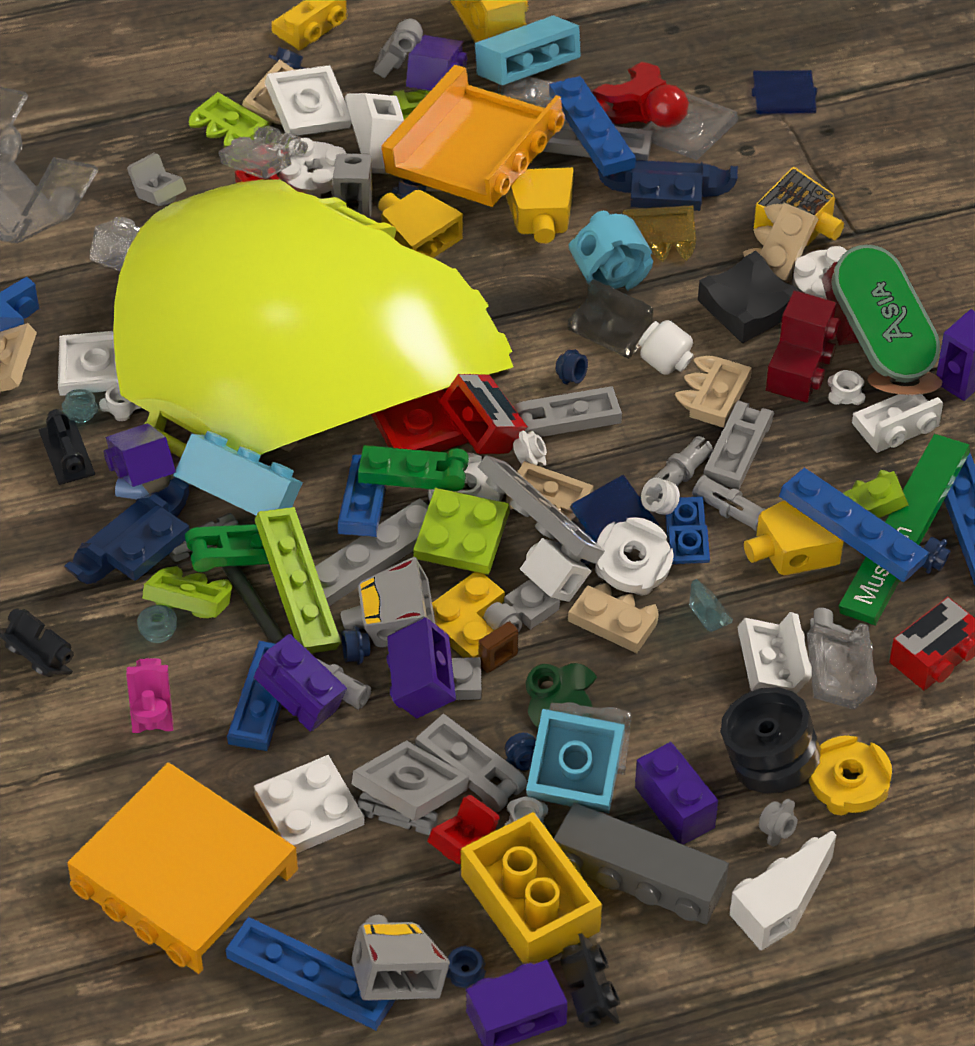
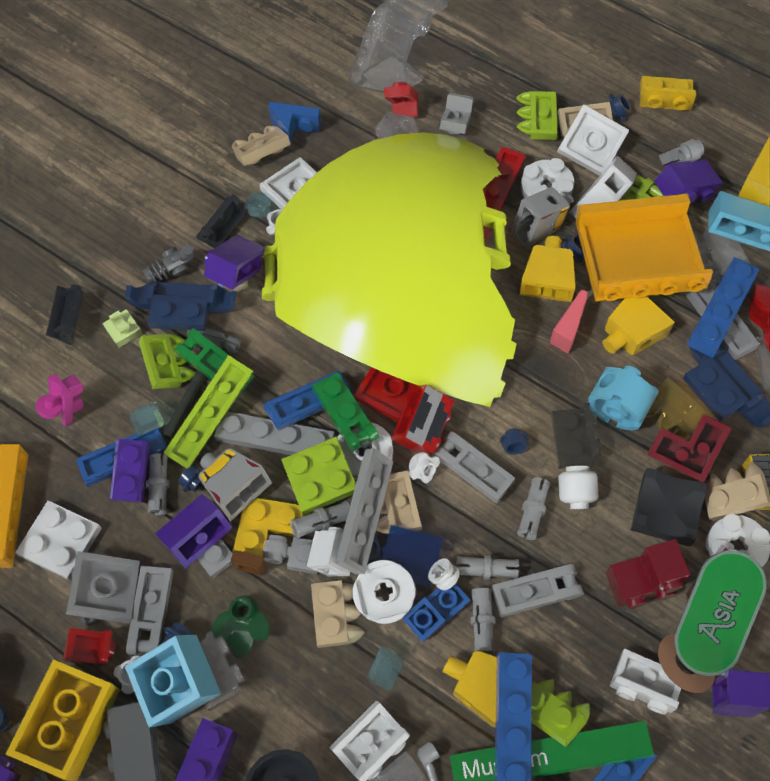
camera: 55 degrees right, 15 degrees up
(73, 518) = (173, 262): none -> dark grey piece
(89, 208) = (403, 99): none -> red bracket
(104, 611) = (122, 328): none -> yellowish green tile
(157, 631) = (131, 368): clear light blue plate -> none
(236, 474) = (259, 324): medium azure brick -> none
(241, 644) = (146, 418): none -> clear light blue slope
(265, 154) = (521, 149): clear plate -> none
(492, 248) = (566, 329): none -> coral slope
(509, 560) = (320, 519): none -> light grey pin
(655, 395) = (533, 508): none -> light grey pin
(715, 389) = (570, 544): tan plate -> none
(716, 237) = (692, 455): none -> dark red brick
(846, 388) = (657, 626): white plate -> none

